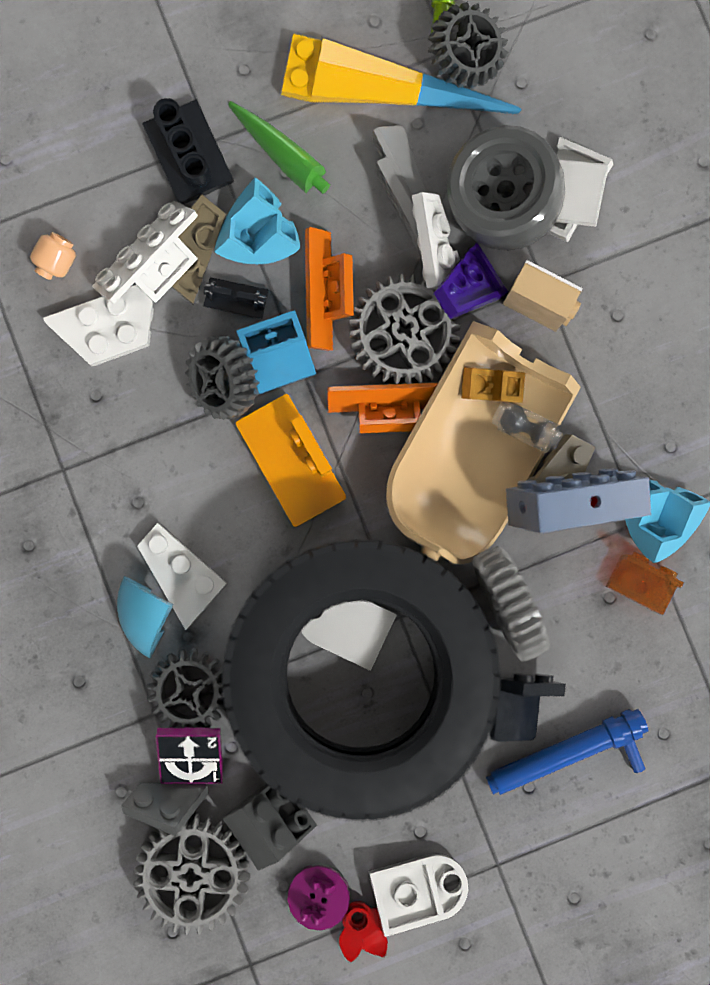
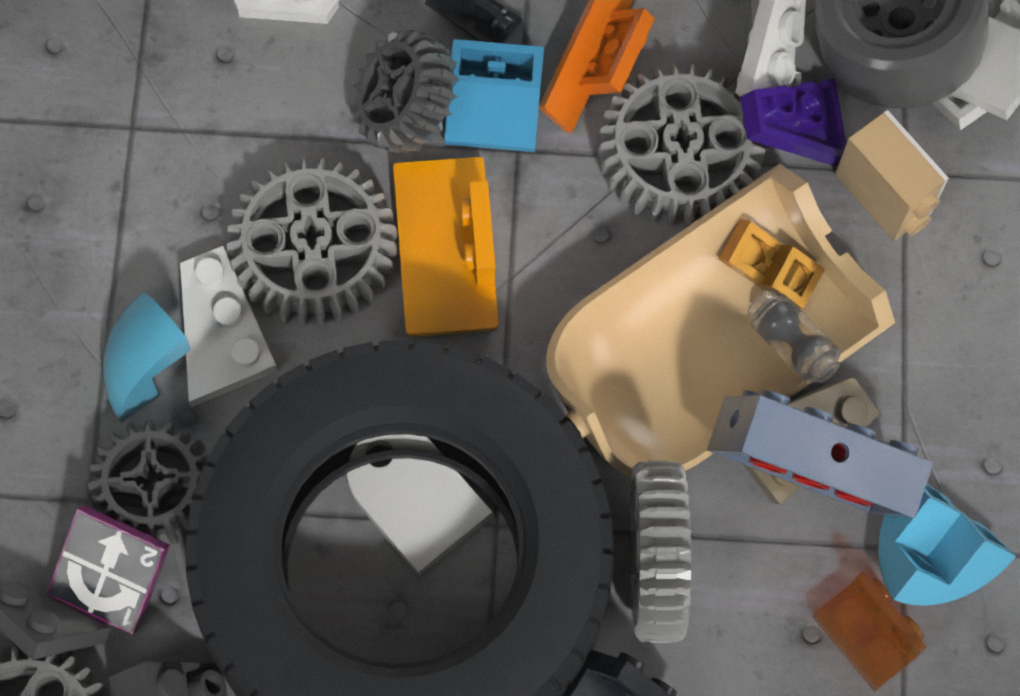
camera: 30 degrees right, 15 degrees down
(180, 467) = (300, 223): none -> light grey gear
(382, 406) = (599, 223): orange bracket -> none

